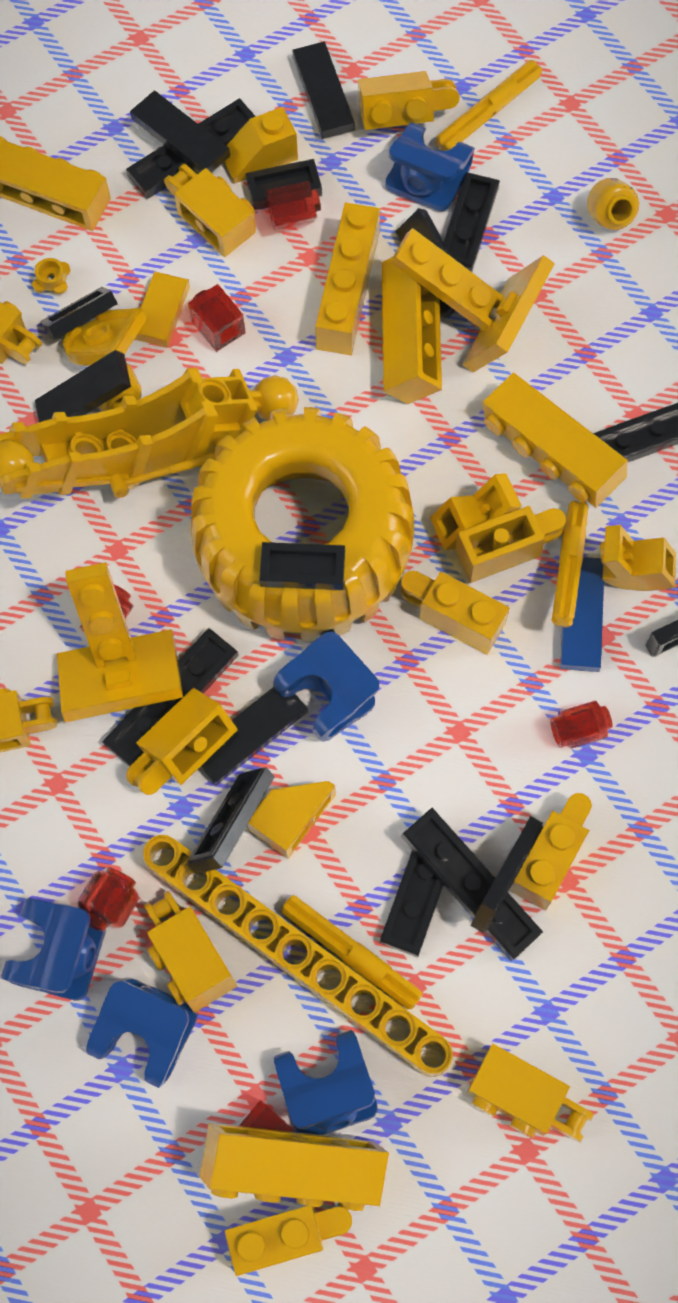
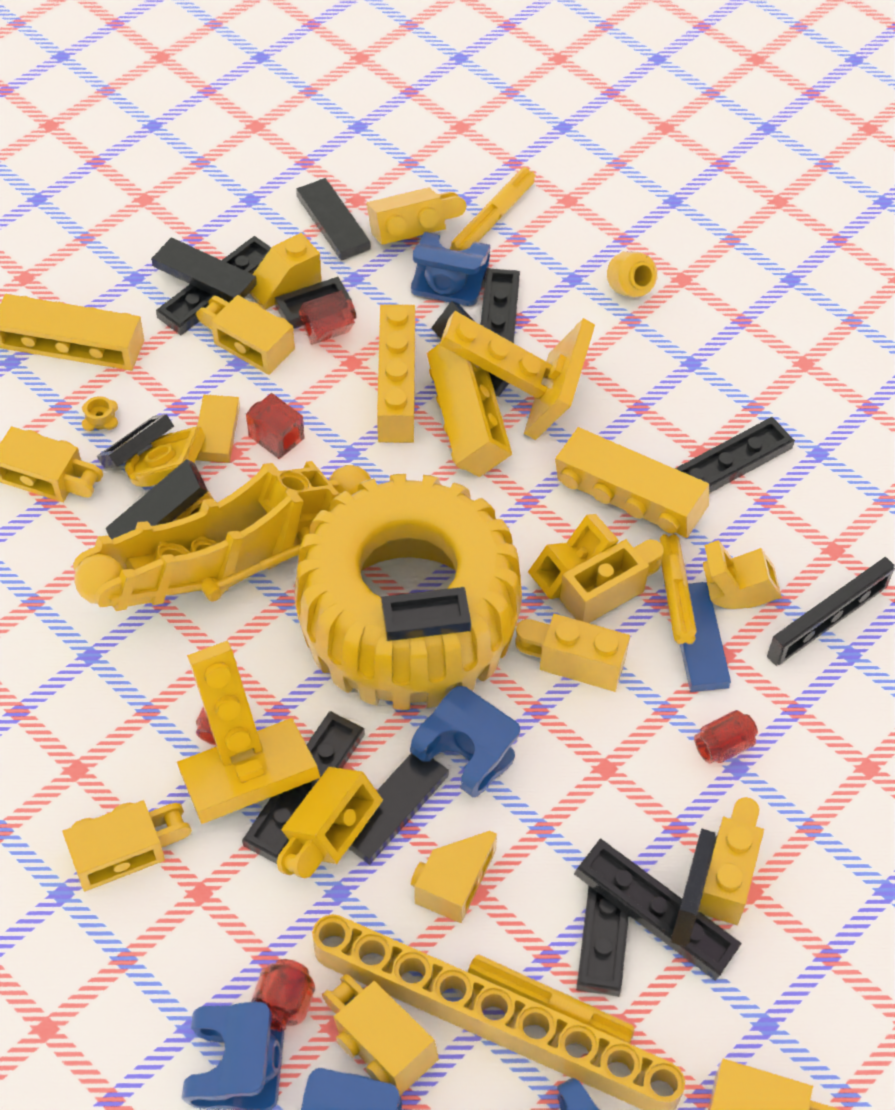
camera: 15 degrees left, 15 degrees down
(230, 820) = (397, 887): black tile -> none

